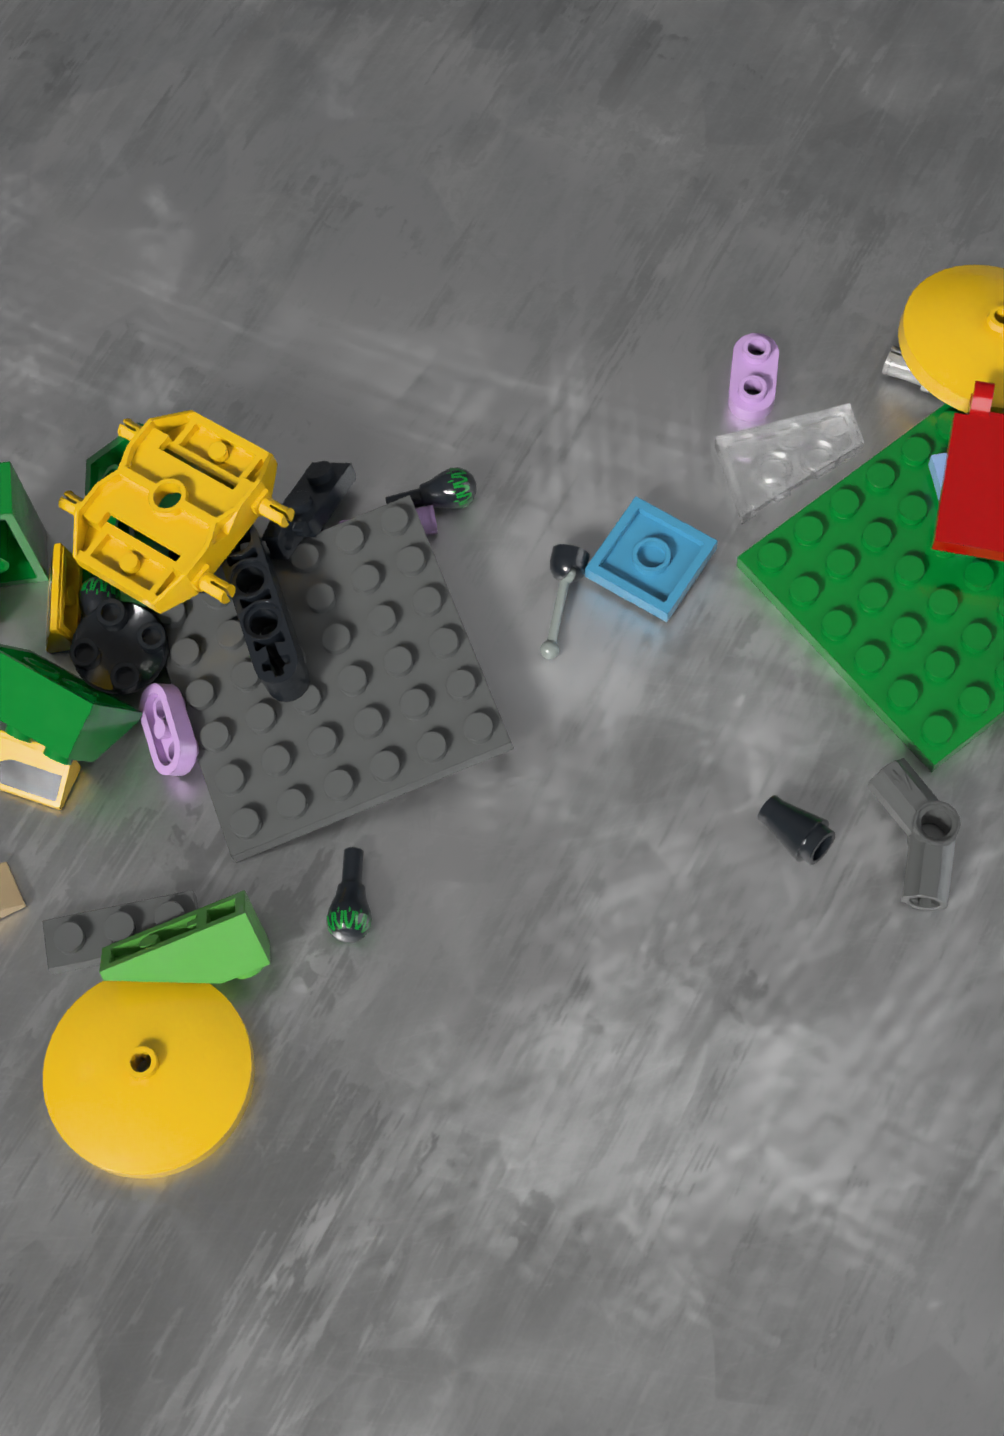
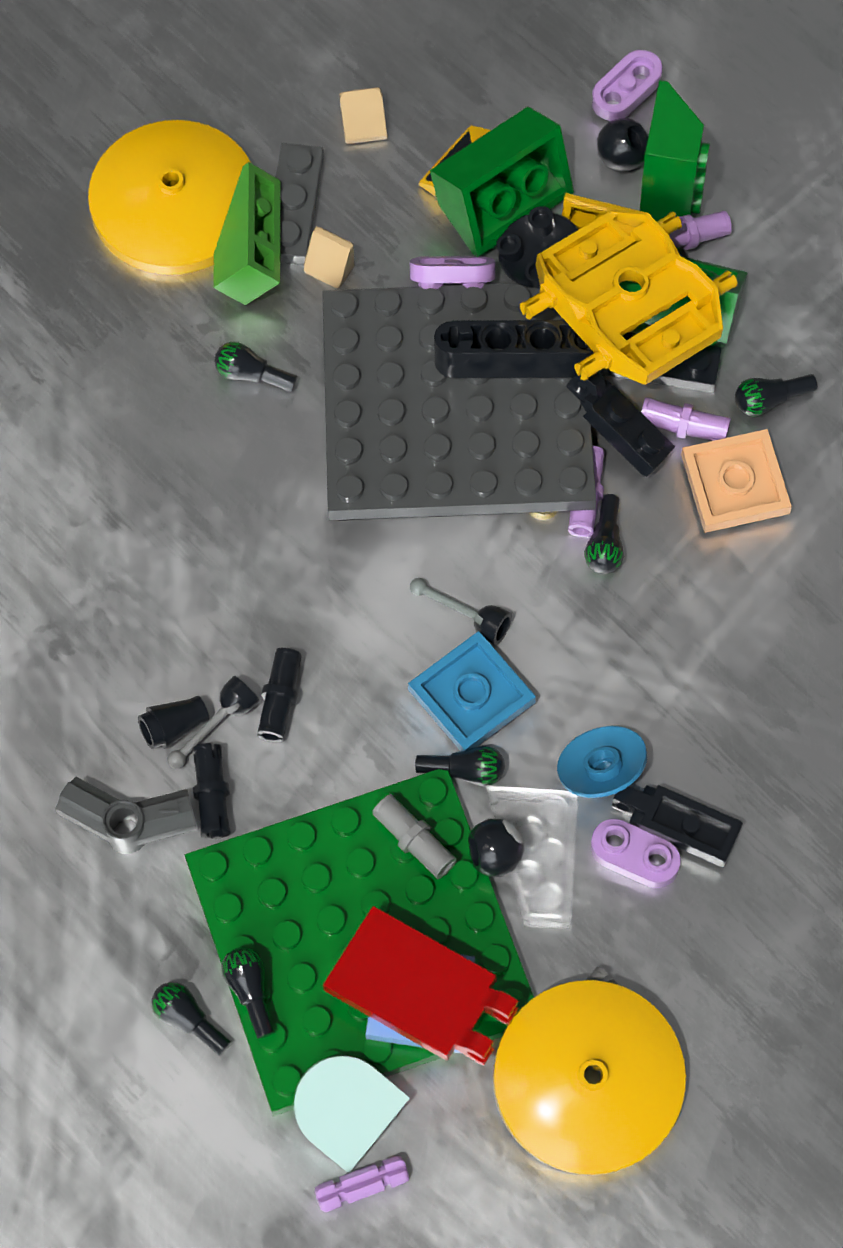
camera: 105 degrees right, 0 degrees up
(52, 518) = (701, 229): none -> lavender pin
(187, 863) = (329, 258): none -> tan slope
(230, 403) = (761, 395): none -> black piece
(281, 444) = (685, 420): none -> lavender pin
(334, 398) = (736, 480): none -> light nougat plate
(659, 414) = (602, 761): none -> dark azure dish
(710, 345) = (680, 821): none -> black hinge
(724, 736) = (279, 695): none -> black pin
(727, 525) = (476, 765): none -> black piece
(748, 777) = (235, 700): none -> hinge
(814, 472) = (495, 847): none -> black piece
(834, 545) = (414, 836): none -> light grey pin
(855, 764) = (211, 791): none -> black pin

